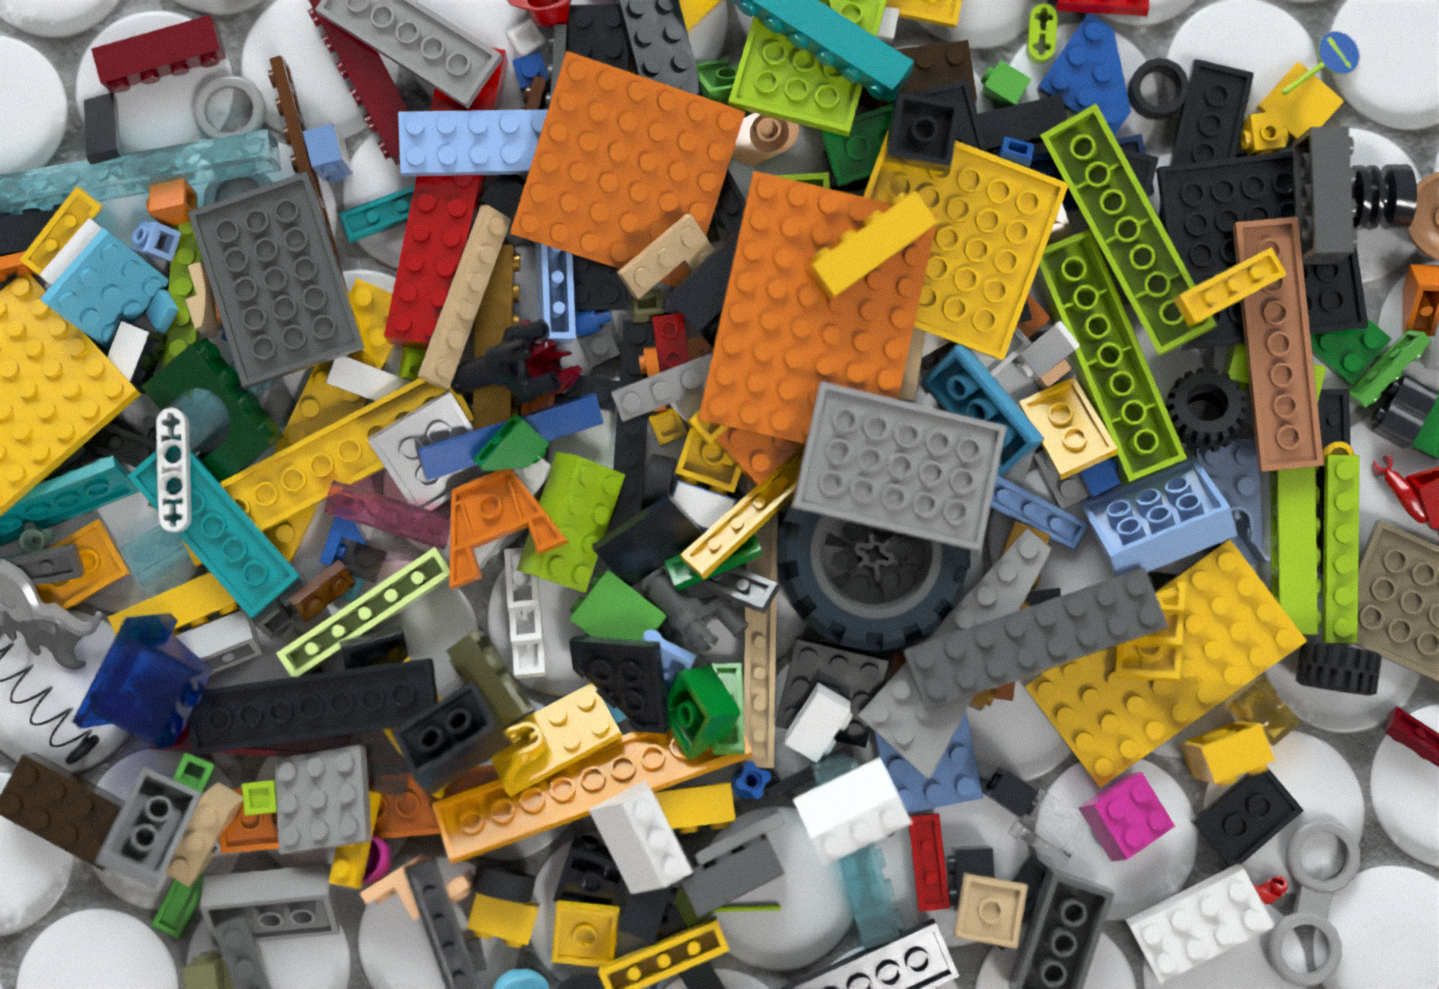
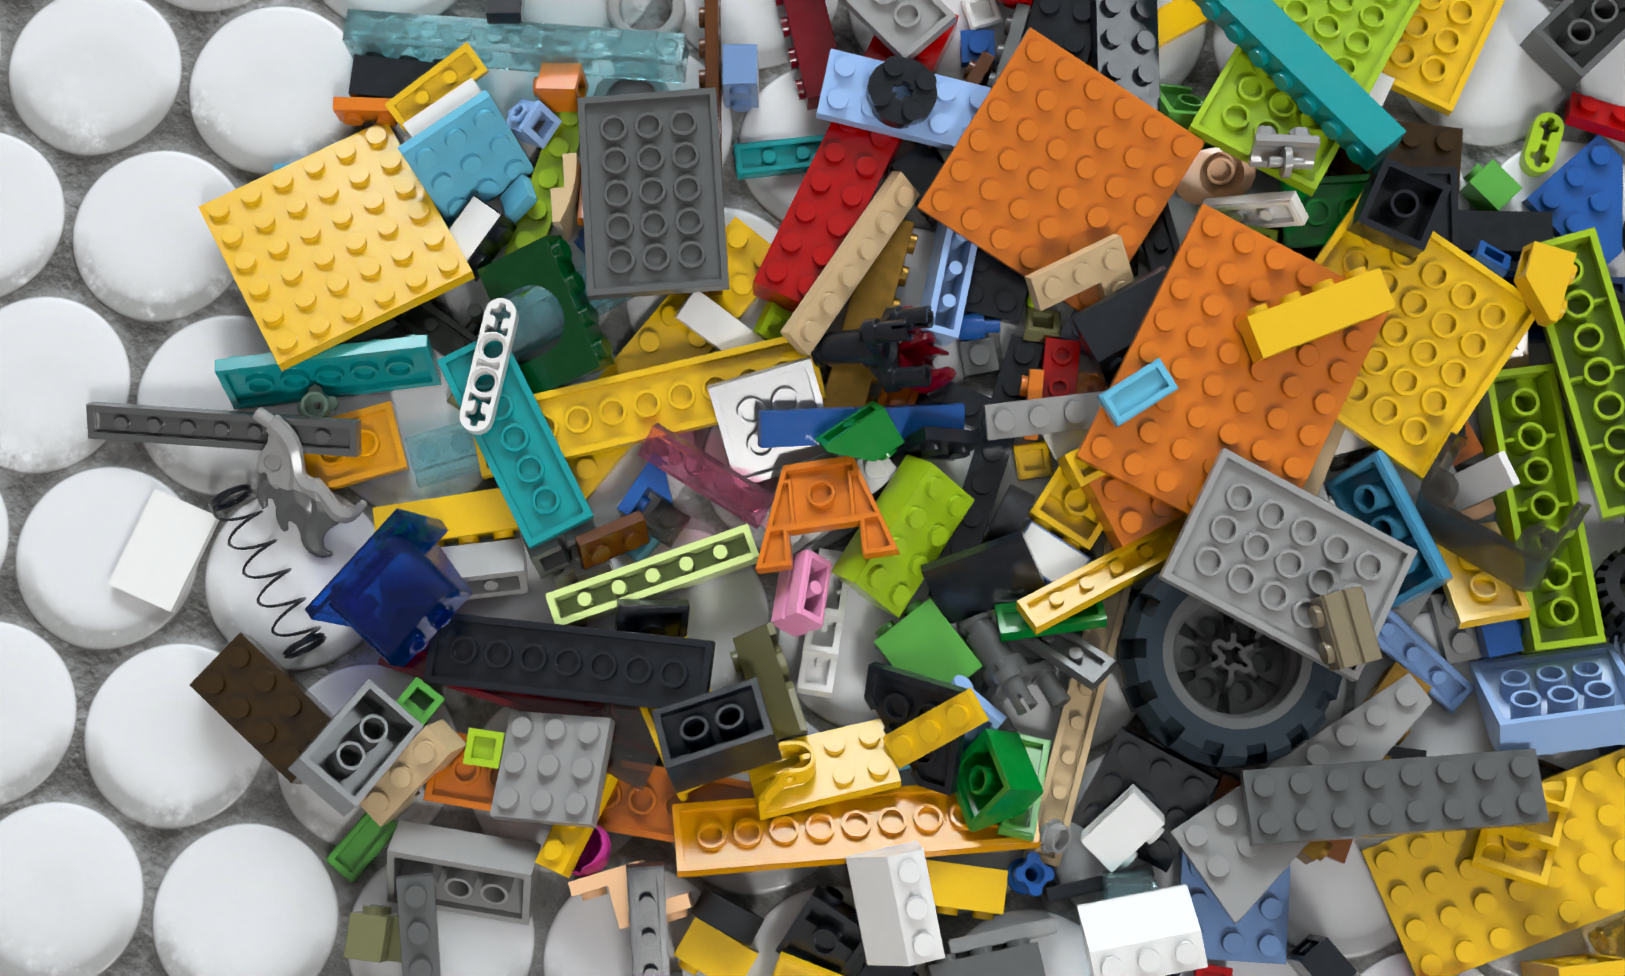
camera: 20 degrees right, 5 degrees down
(458, 121) = (897, 73): none -> black plate
(496, 596) = (802, 594): none -> bright pink brick
(583, 434) = (940, 443): none -> black plate
(637, 681) = (935, 728): none -> yellow plate
(736, 352) = (1137, 392): none -> medium azure tile
(763, 744) = (1054, 836): none -> light grey plate
(806, 159) = (1262, 209): none -> white tile
(813, 105) = (1282, 150): none -> light grey hips
(958, 511) = (1344, 629): none -> dark tan brick
(1061, 162) = (1543, 280): none -> yellow slope
(1097, 412) = (1517, 564): none -> clear smoke windscreen

